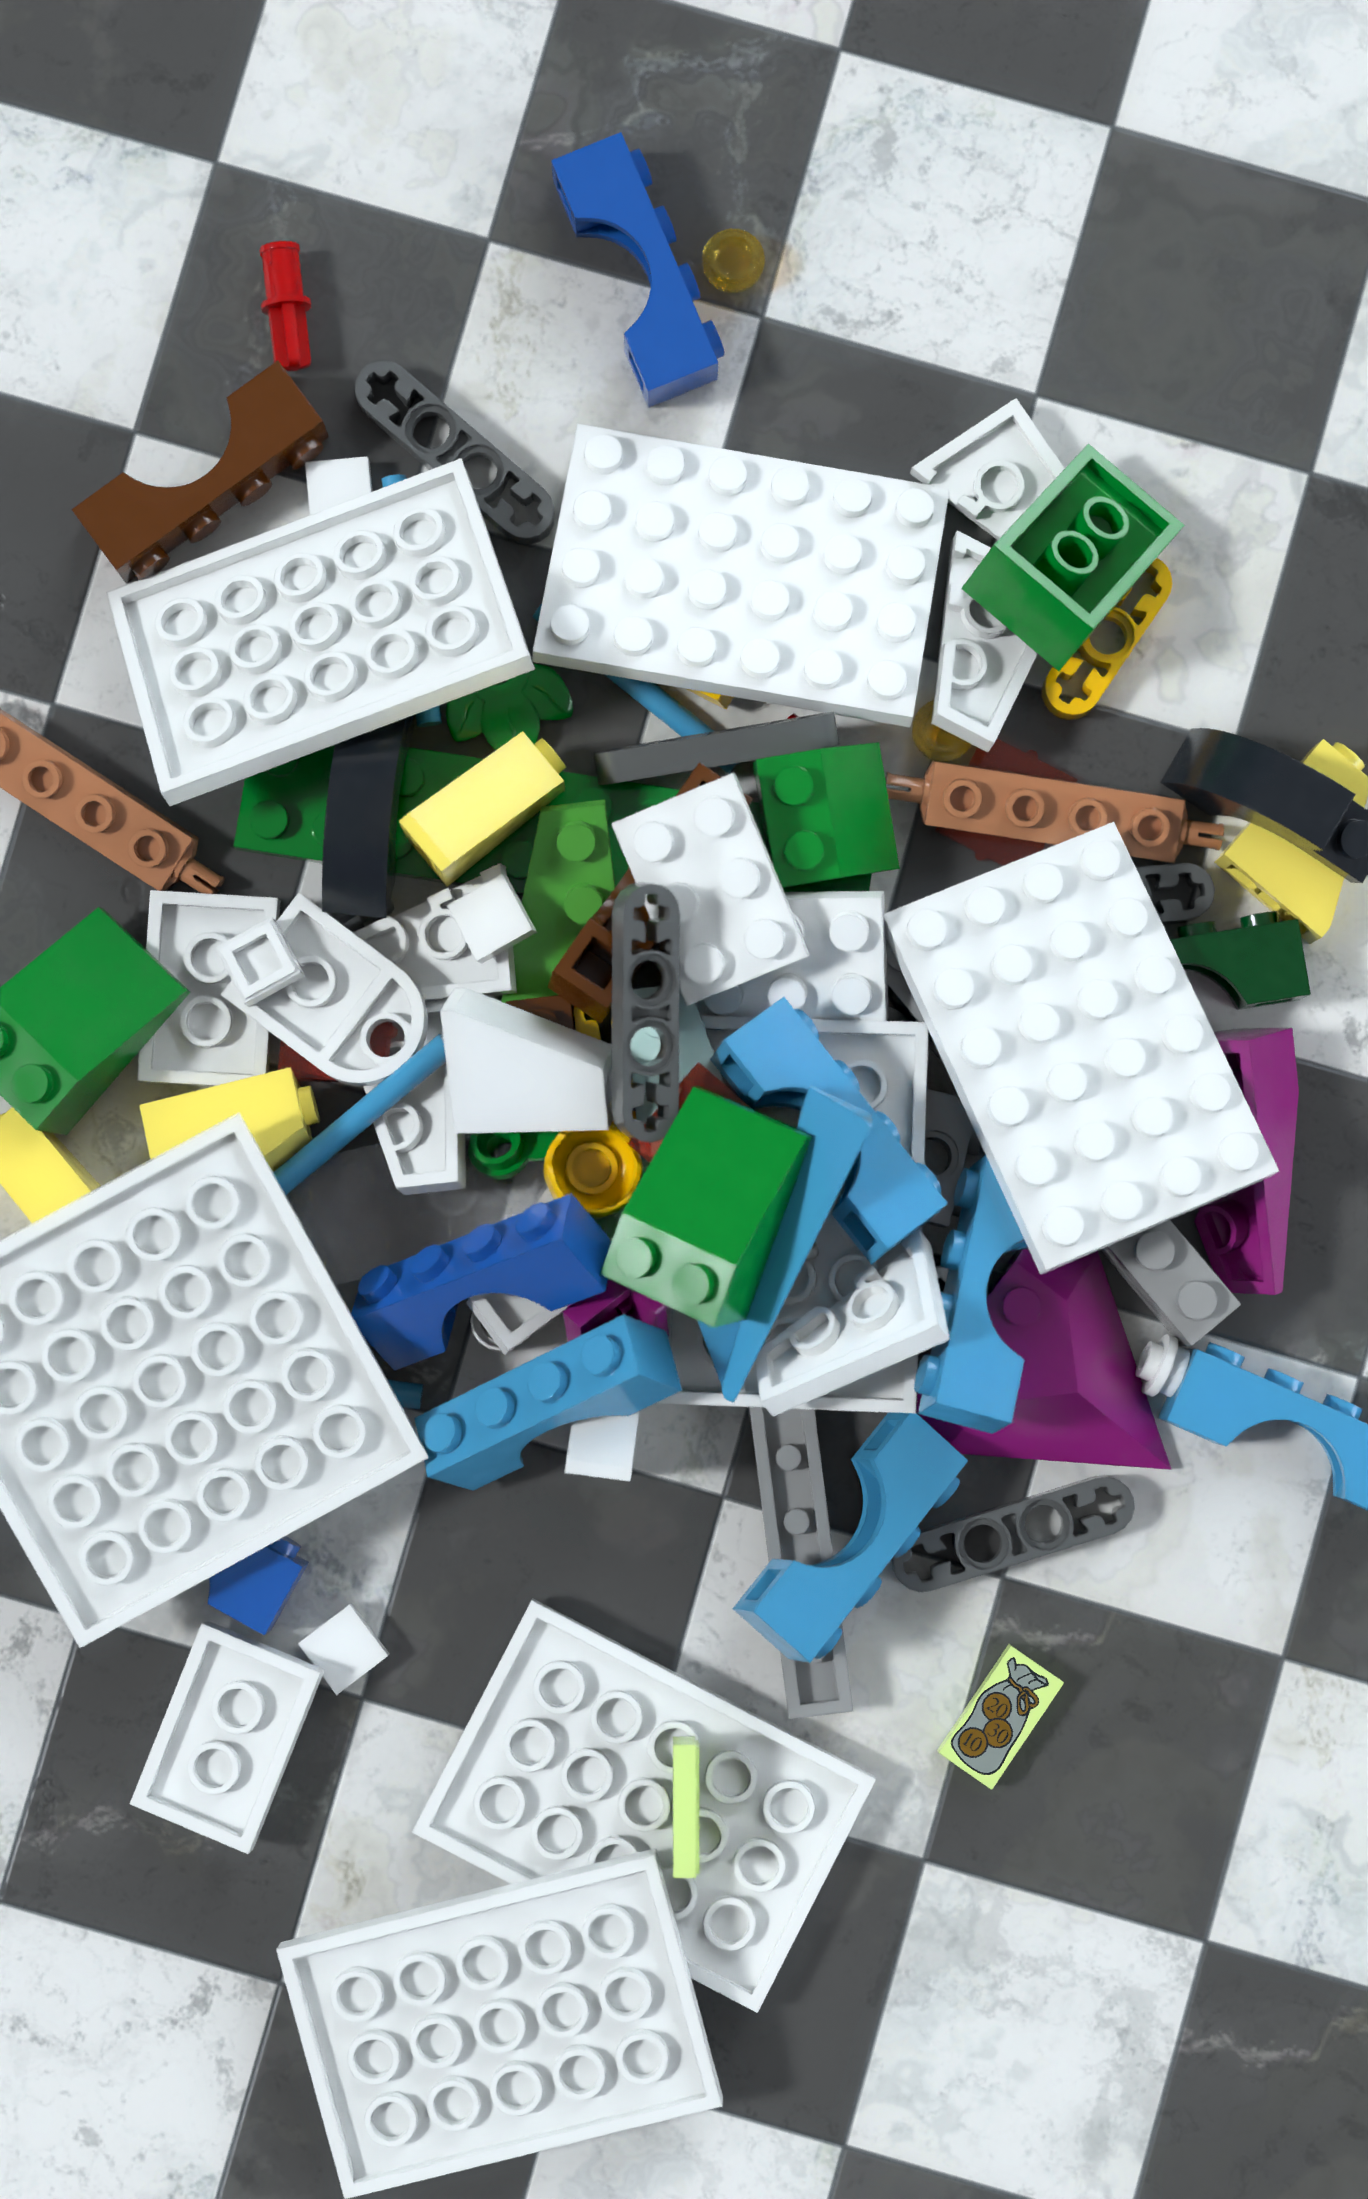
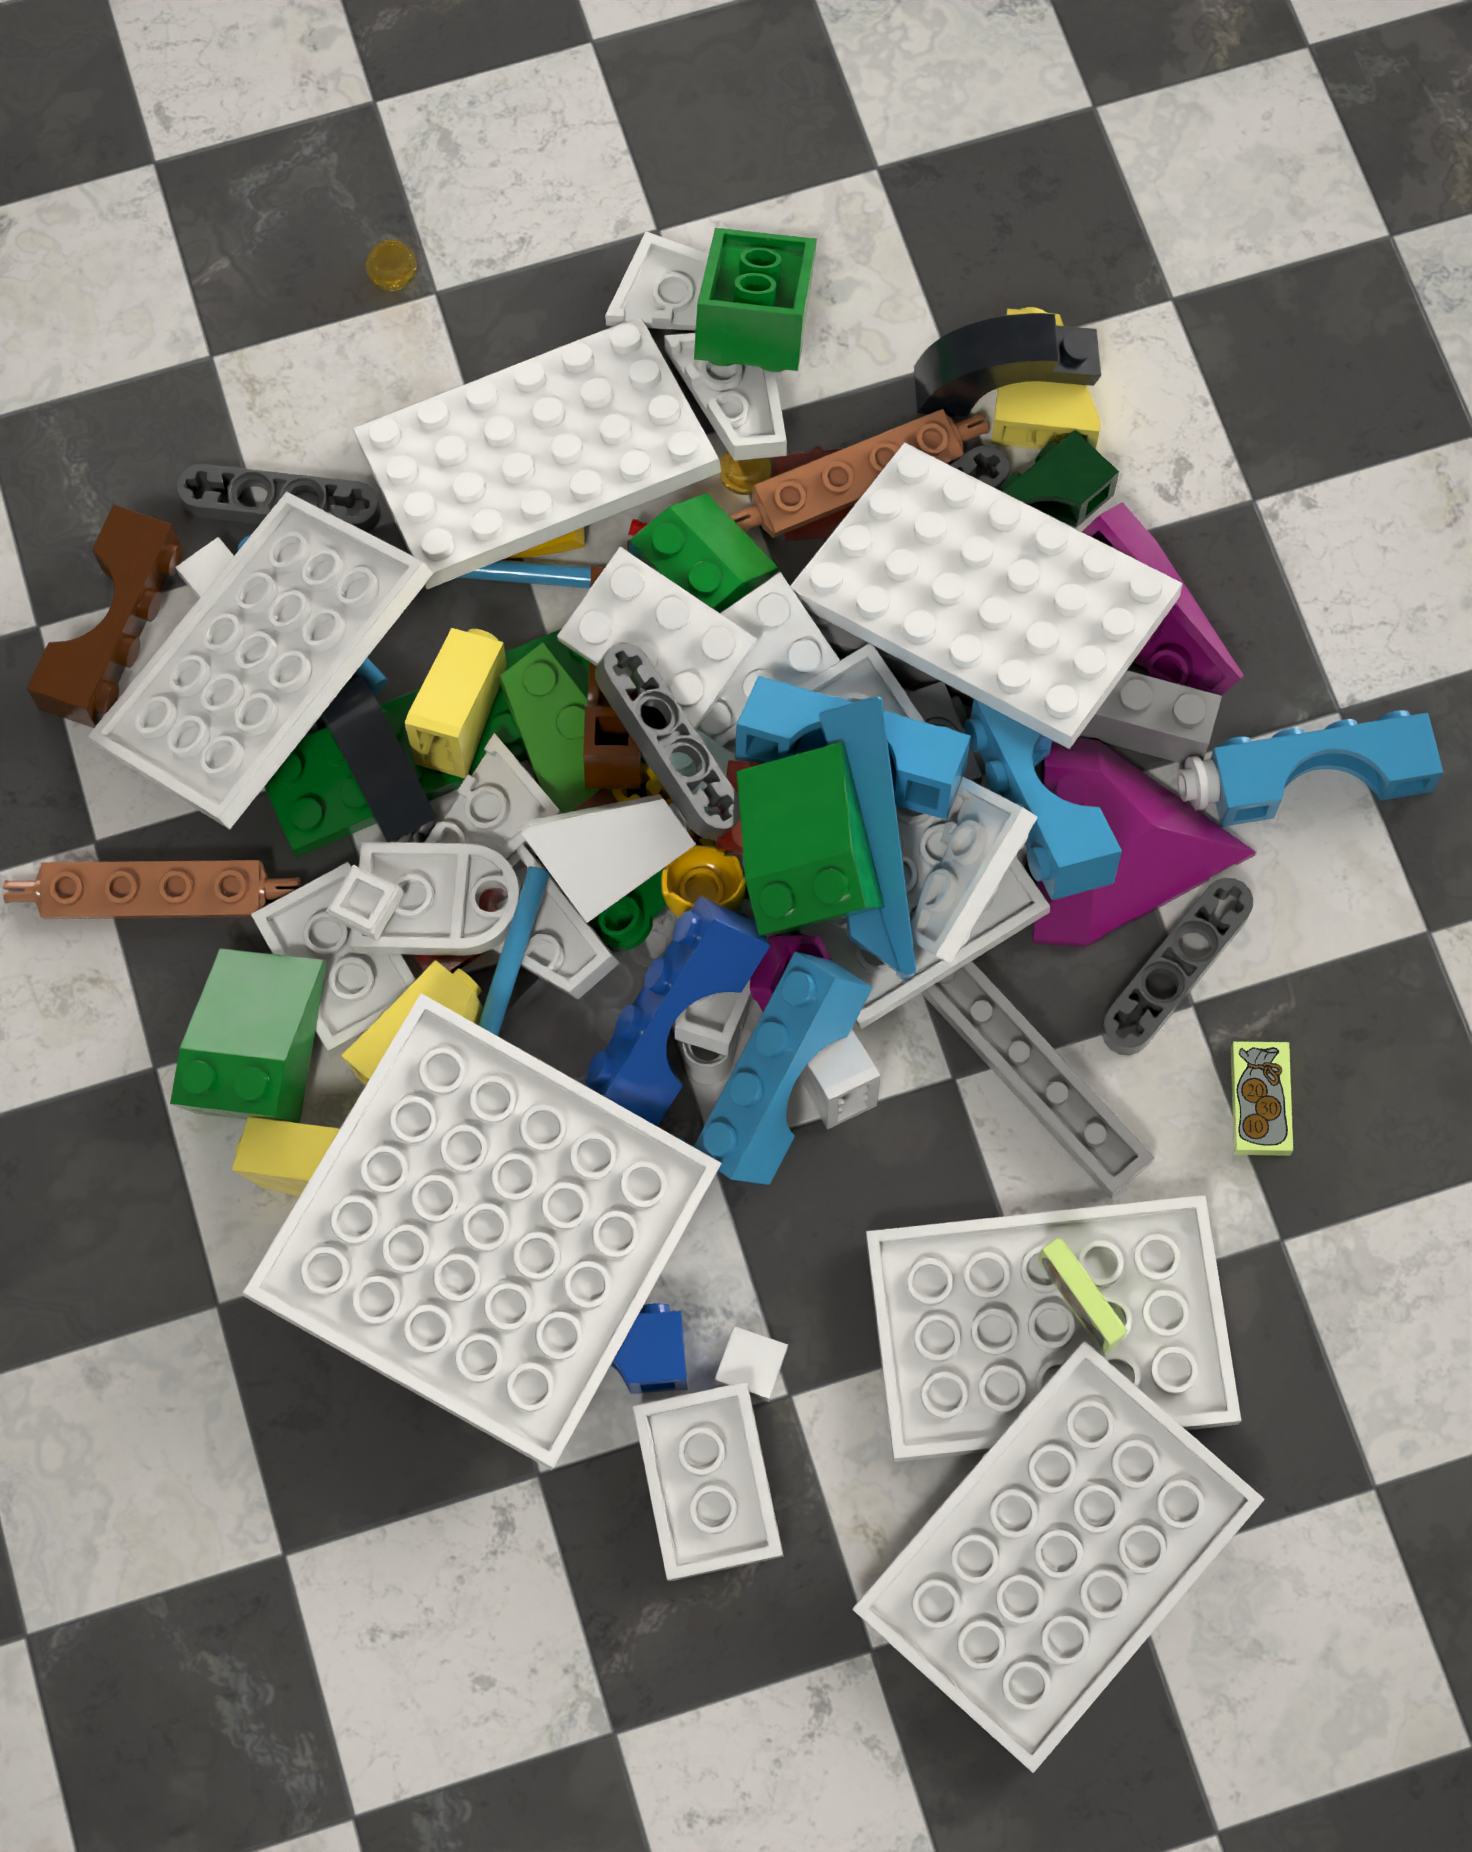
camera: 25 degrees left, 15 degrees down
(286, 304) = (92, 473): red axle -> none
(491, 918) = (514, 769): white tile -> none
(510, 707) = (418, 645): green plate -> none
(608, 201) = (279, 275): blue arch -> none
(716, 748) = (573, 586): dark grey beam -> none
(902, 1475) = (1071, 970): dark azure arch -> none
(1096, 684) = (824, 363): yellow beam -> none

